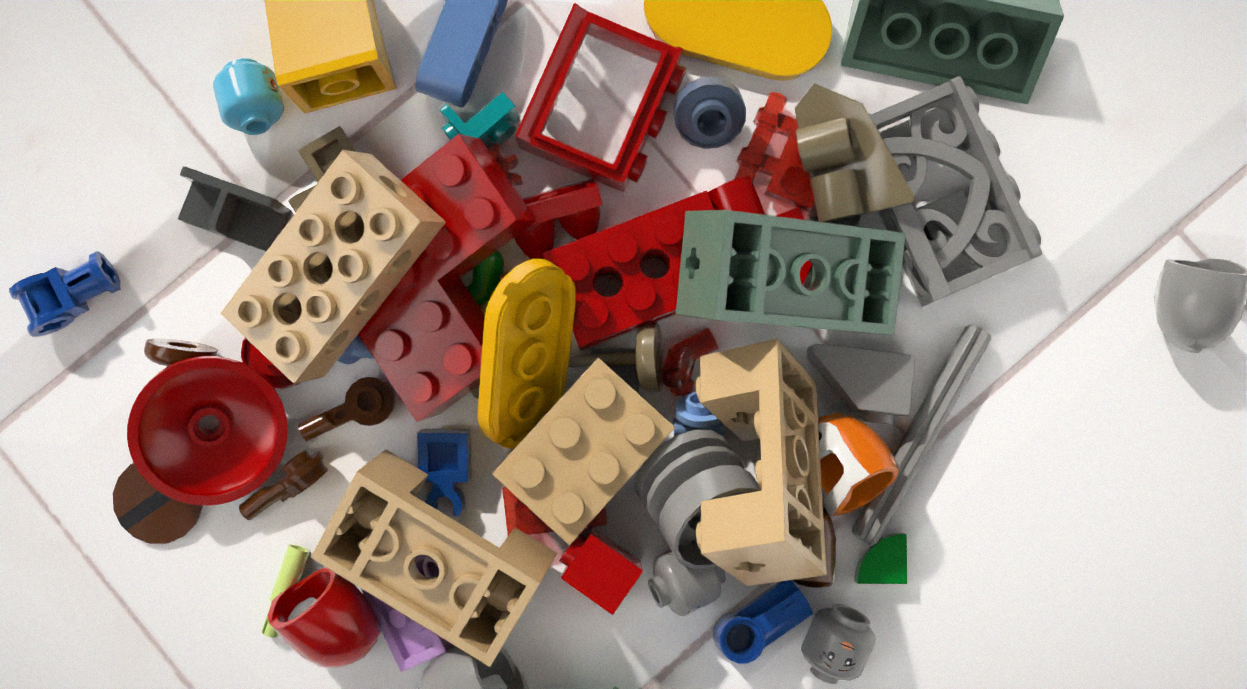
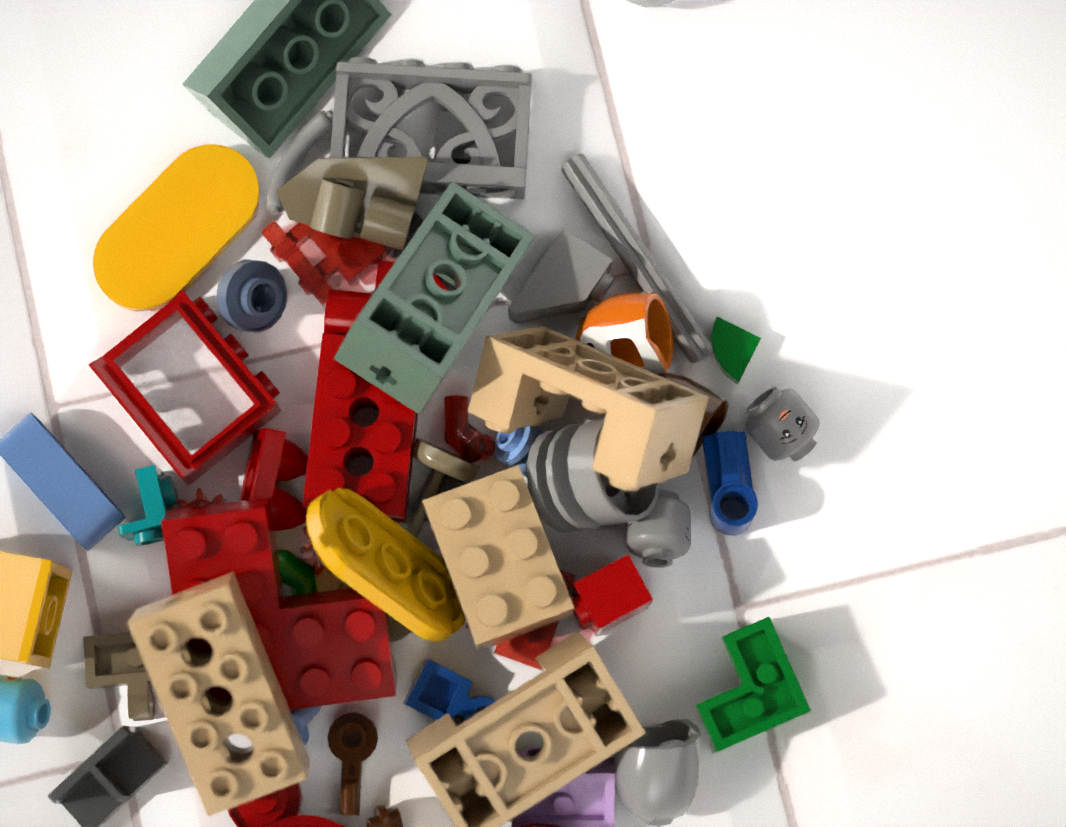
camera: 60 degrees left, 5 degrees down
(856, 86) = (295, 155): none -> light grey piece

